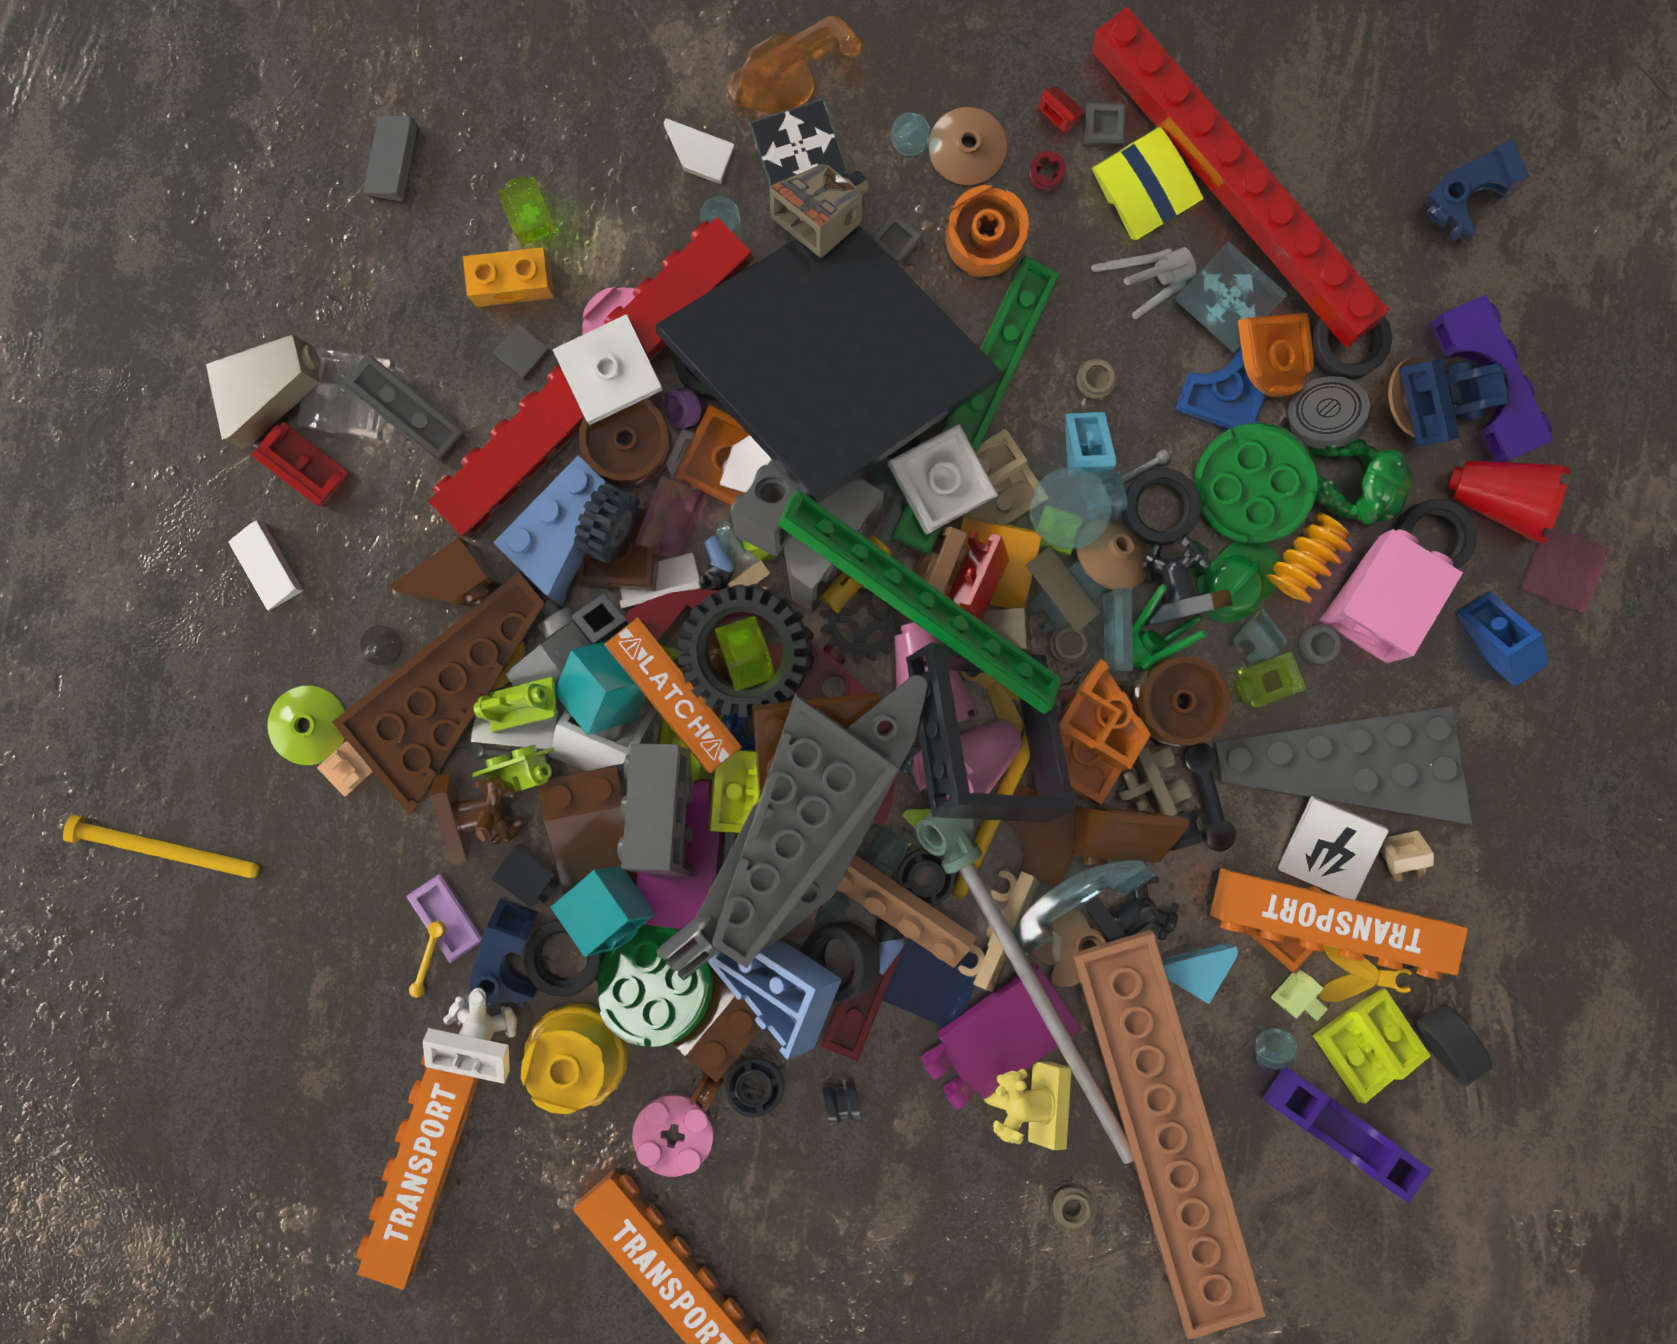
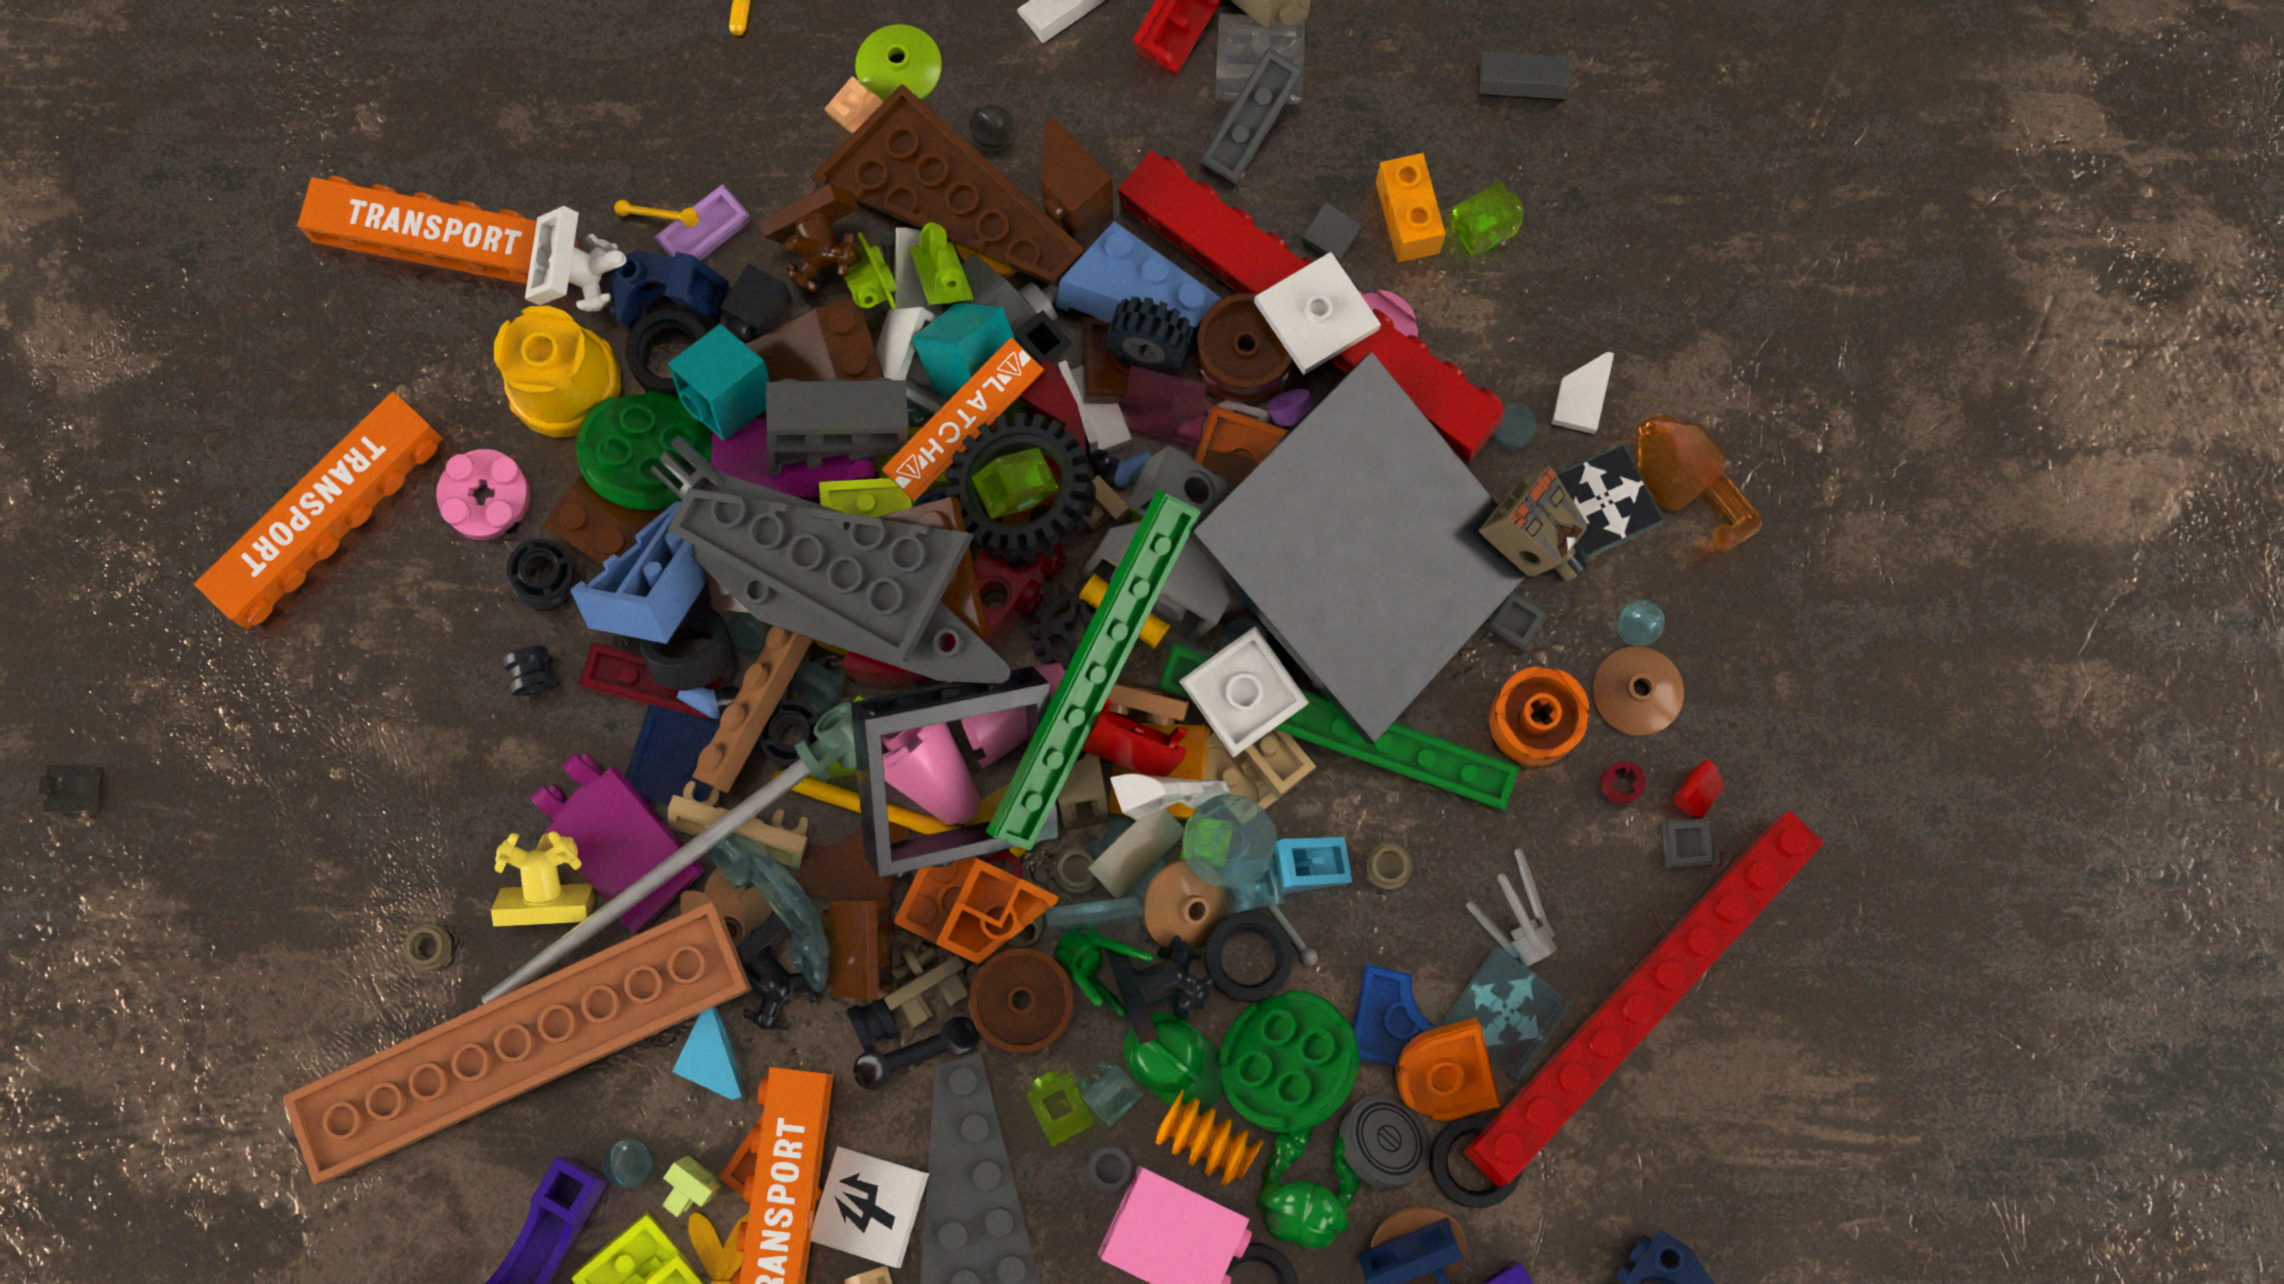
camera: 85 degrees right, 10 degrees down
(706, 1091) = (531, 521): reddish brown bush -> none
(1024, 557) = (1147, 794): none -> white slope
(1147, 183) = (1626, 899): neon yellow slope -> none

